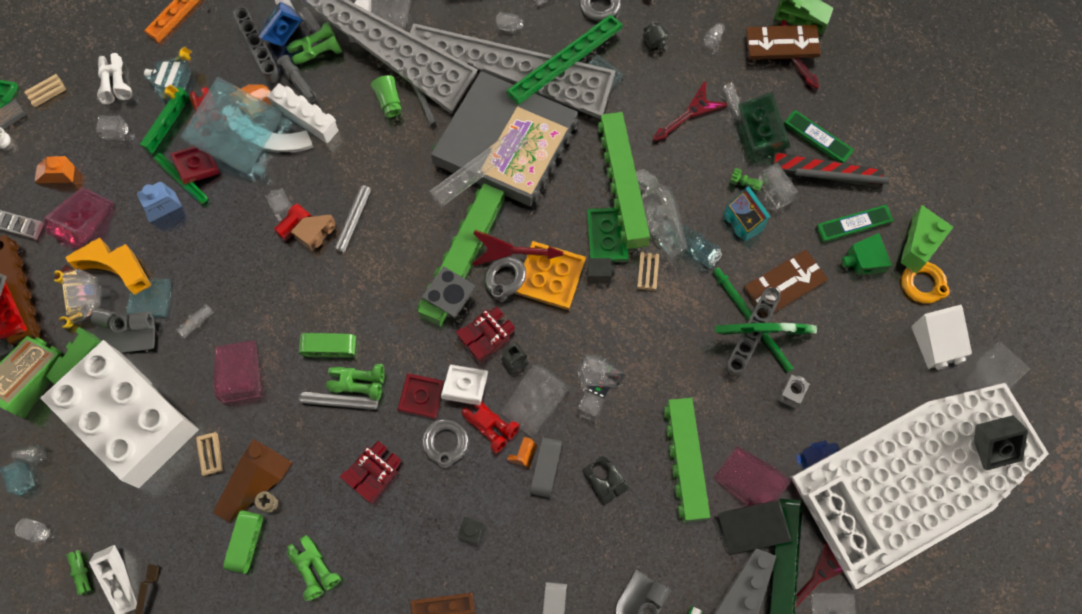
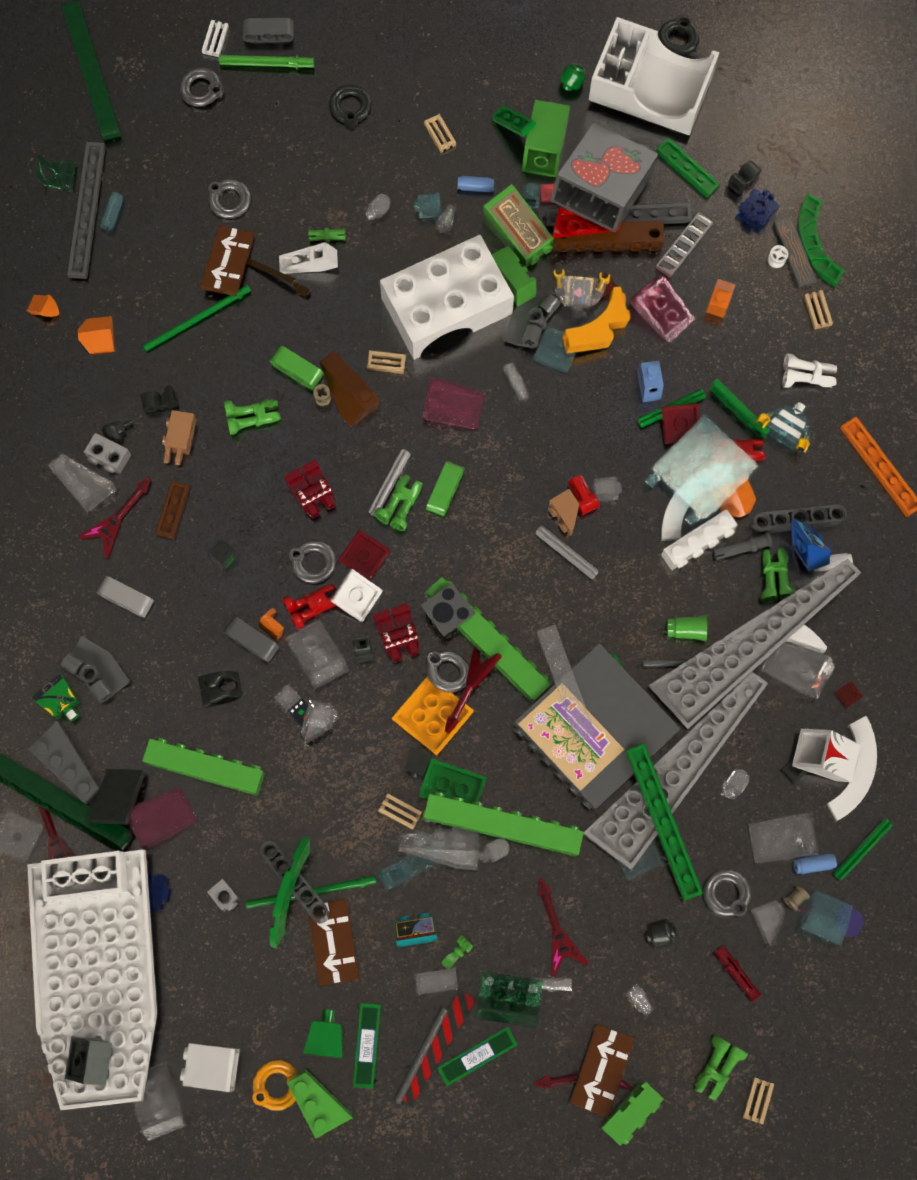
camera: 110 degrees right, 5 degrees up
(112, 127) = (749, 359): clear brick -> none

